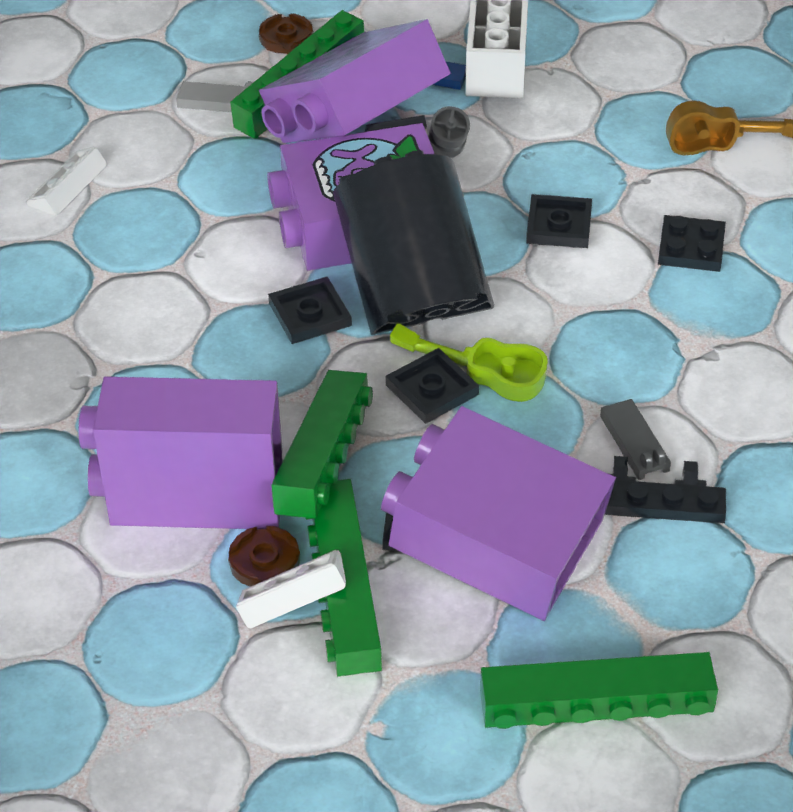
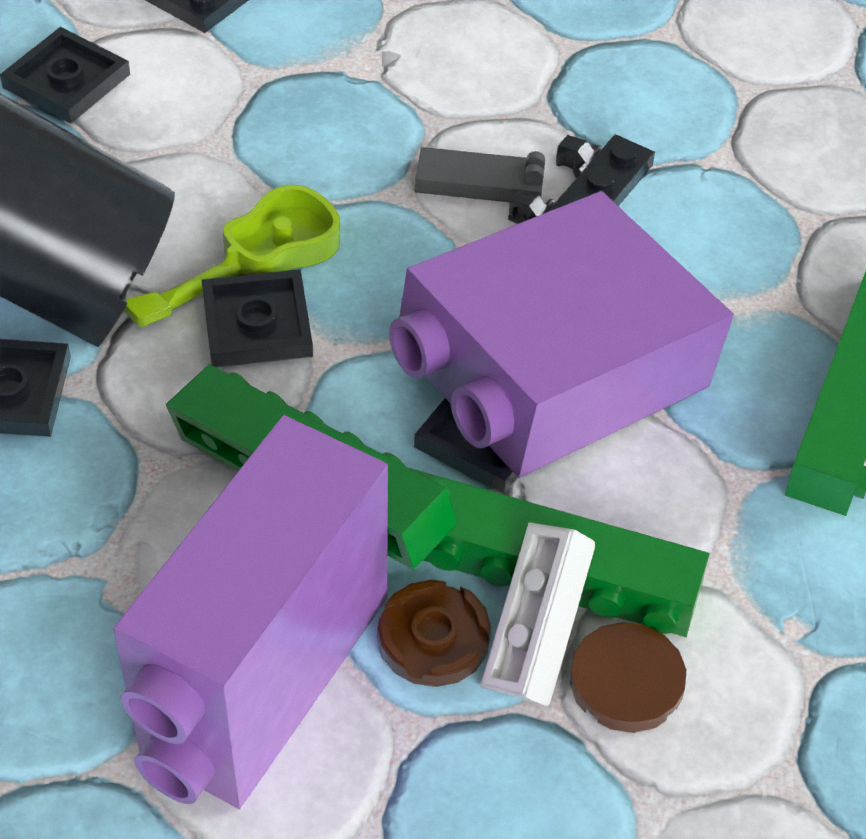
camera: 65 degrees left, 5 degrees up
(286, 654) = (628, 676): none -> reddish brown tile

